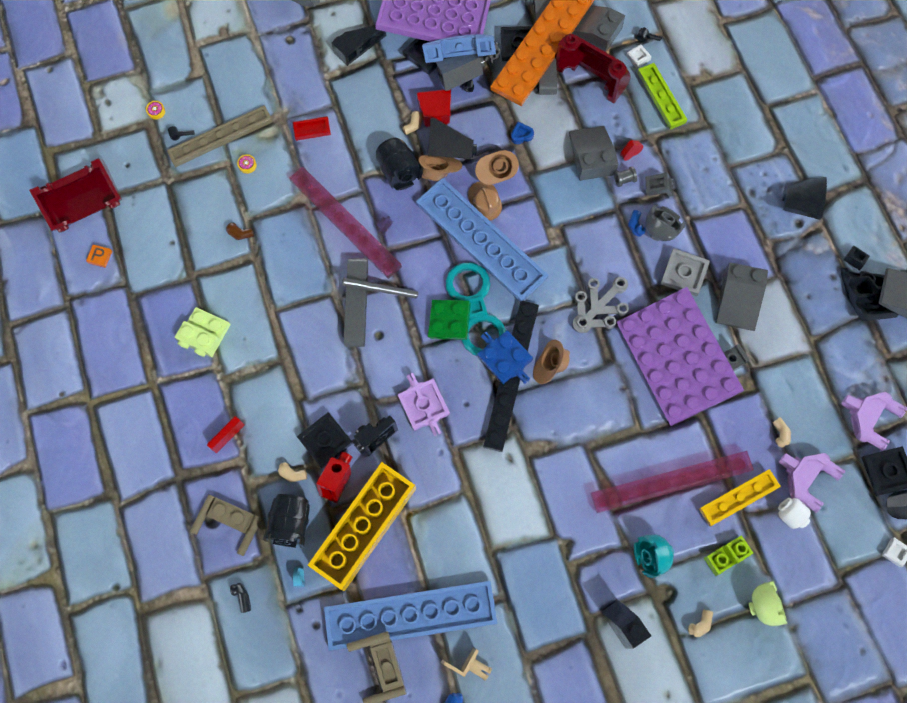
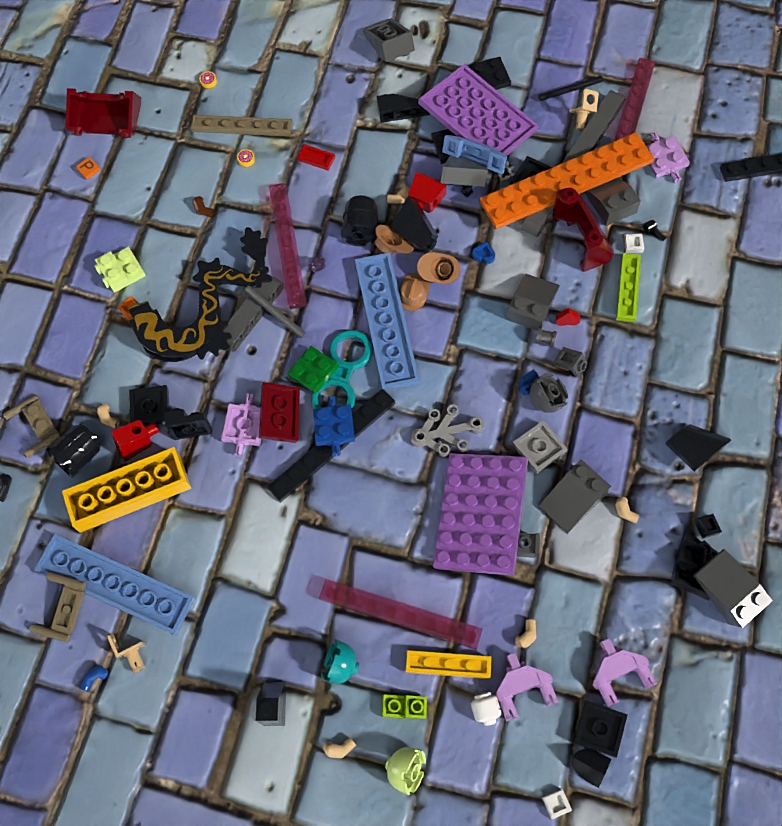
camera: 35 degrees right, 5 degrees down
(175, 134) = (208, 106): black hand -> none
(225, 434) = (79, 356): red tile -> none
(239, 362) = (123, 307): none -> orange tile
(298, 577) = (53, 499): medium azure tile -> none
(331, 344) = (206, 332): none -> black animal
(448, 375) = (279, 412): none -> dark red plate
(551, 361) = (371, 453): medium nougat piece -> none
(785, 284) = (624, 511): none -> tan arm

